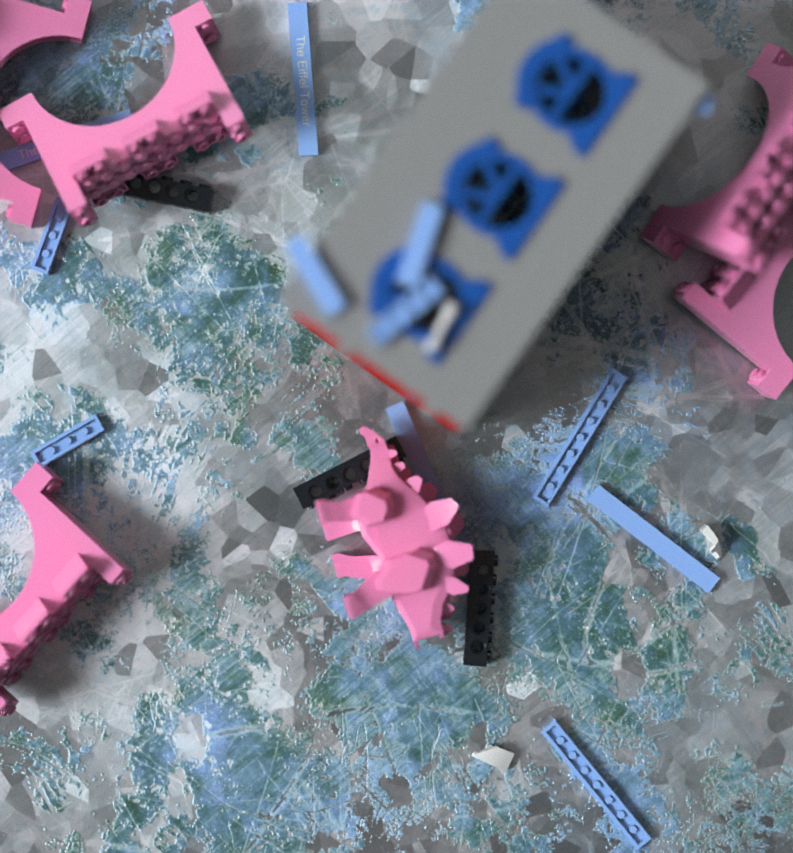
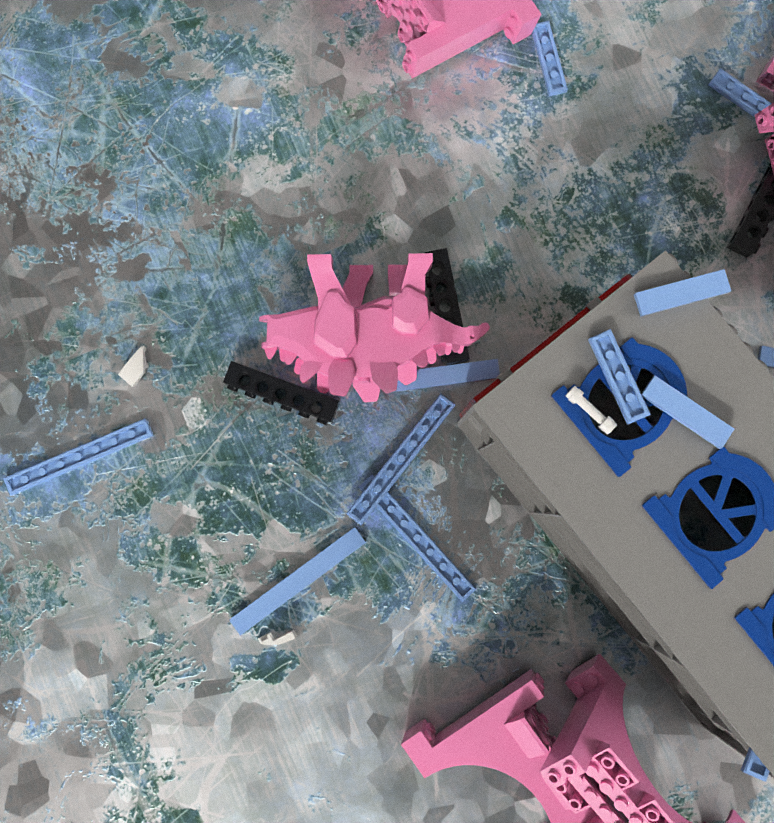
camera: 110 degrees right, 5 degrees down
(509, 474) = (400, 459): none -> light blue tile

